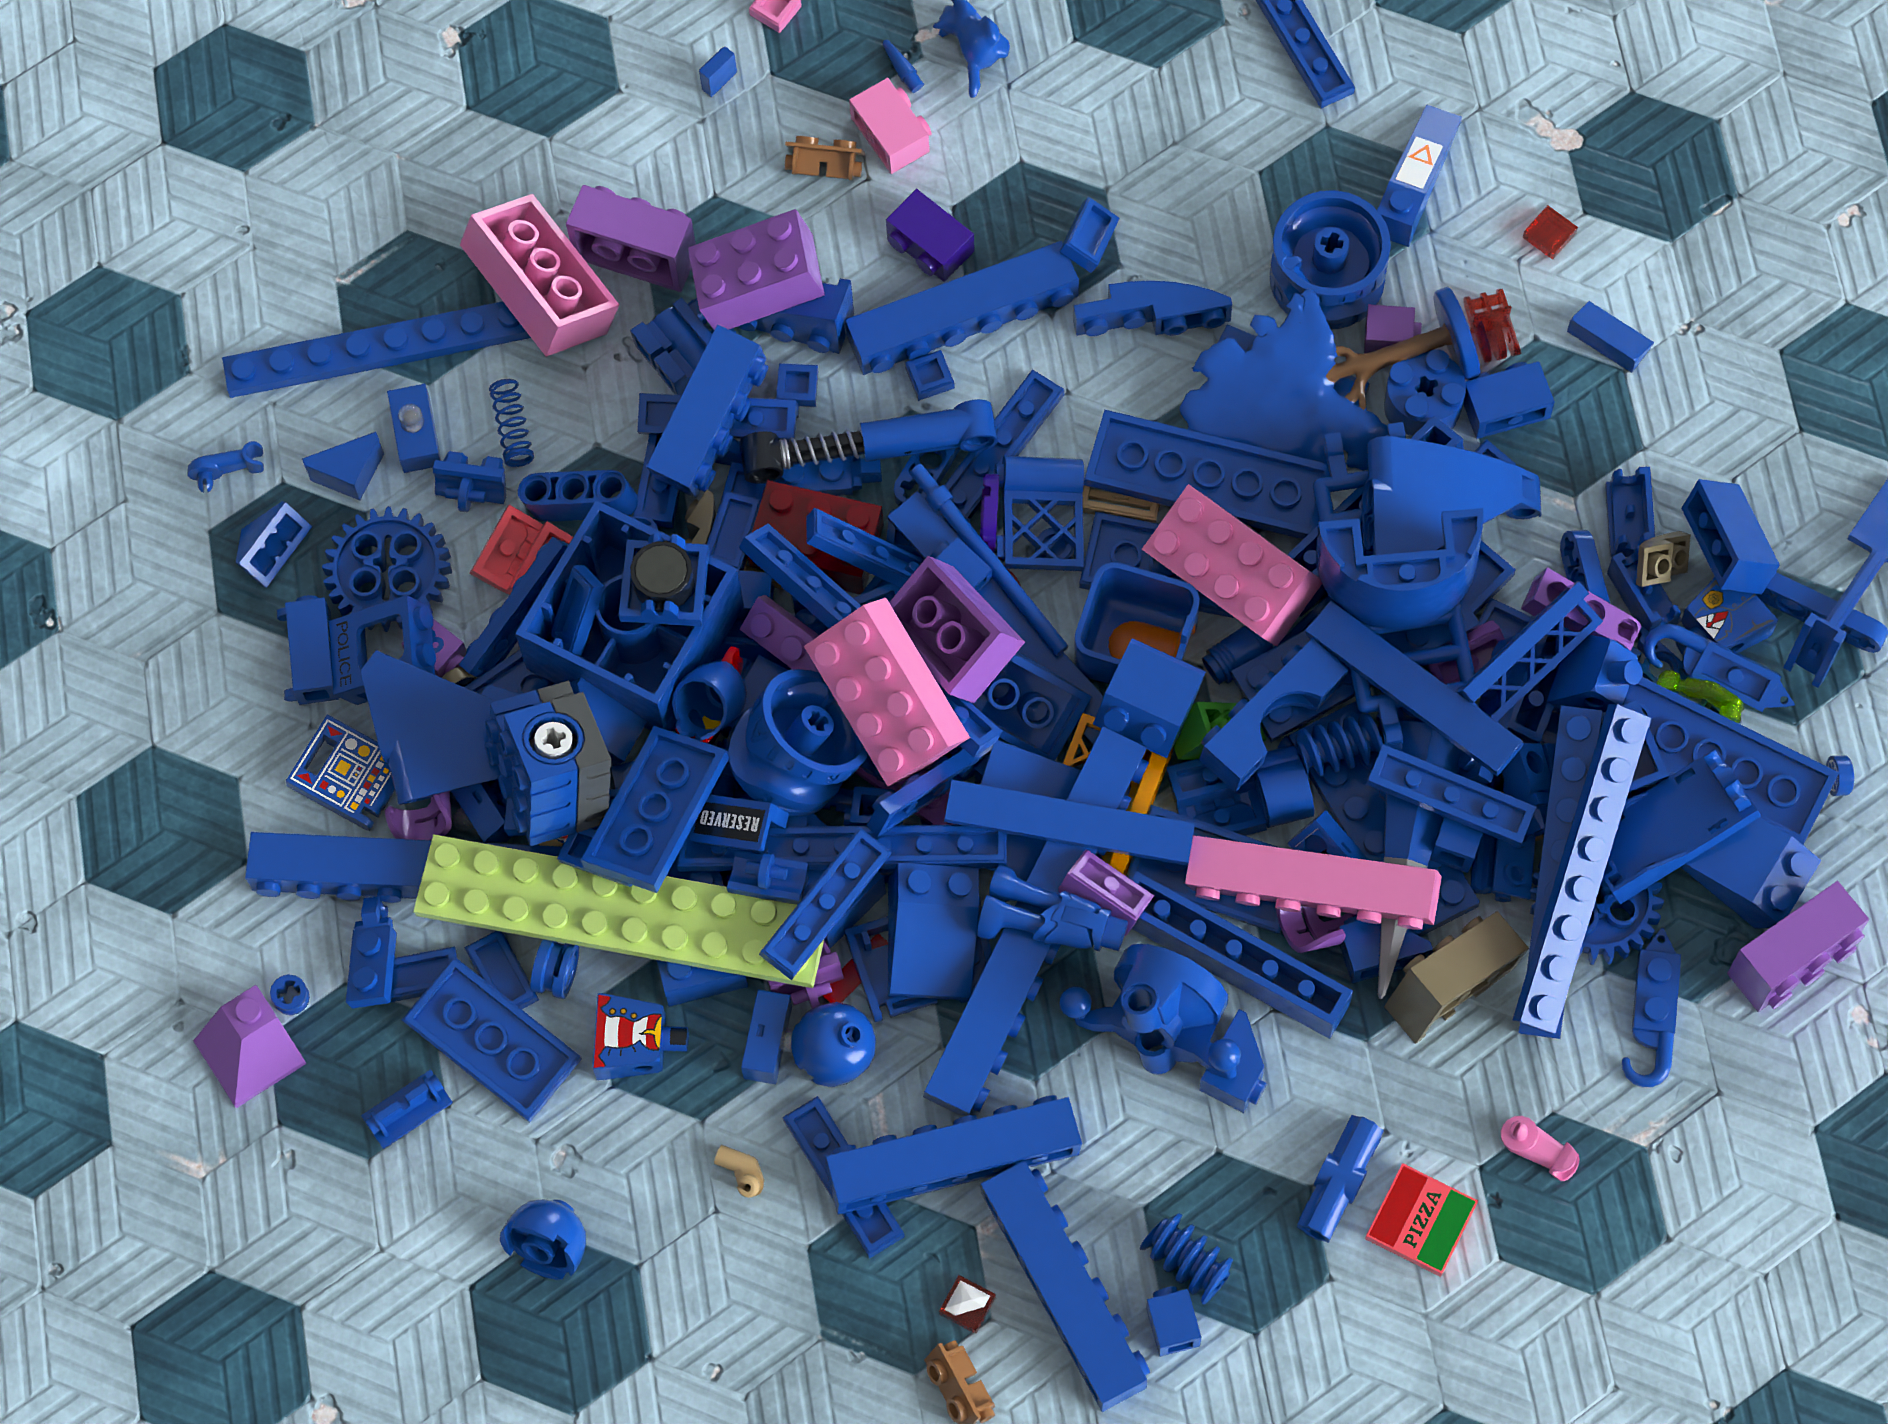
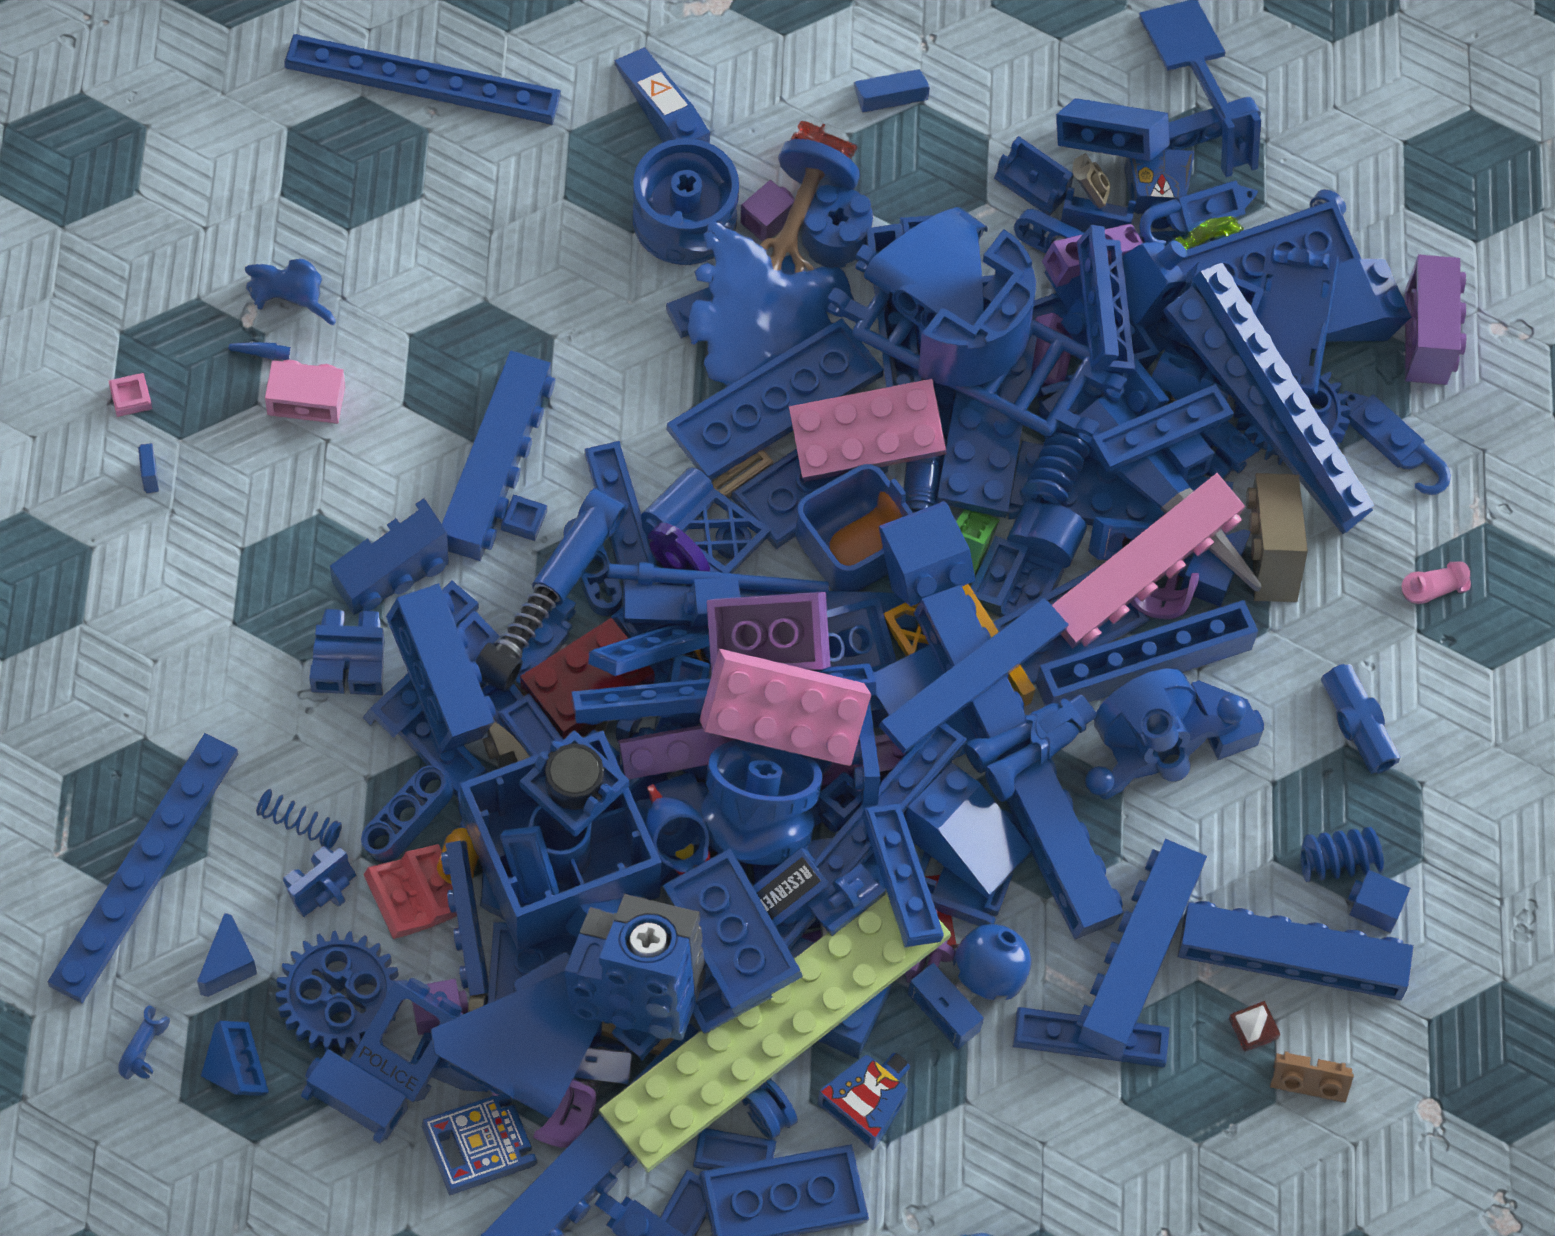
camera: 60 degrees left, 5 degrees down
(414, 427) = (239, 888): blue piece -> none
(539, 274) = (204, 705): bright pink brick -> none
(632, 237) = (235, 621): medium lavender brick -> none
(745, 1168) = (1031, 1098): tan arm -> none
(756, 271) = (354, 554): medium lavender brick -> none
(839, 158) = (275, 462): medium nougat hinge -> none
(929, 236) = (418, 432): dark purple brick -> none
(1089, 234) = (519, 331): blue tile -> none
(1107, 887) = (1037, 690): medium lavender slope -> none
(1166, 304) = (610, 333): blue slope -> none
(1304, 681) = (1009, 528): blue arch -> none
(1414, 688) = (1068, 386): blue tile -> none
(1421, 1219) = (1428, 693): tile -> none
(1508, 399) = (886, 179): blue brick -> none
(1550, 232) = (781, 64): clear red tile -> none

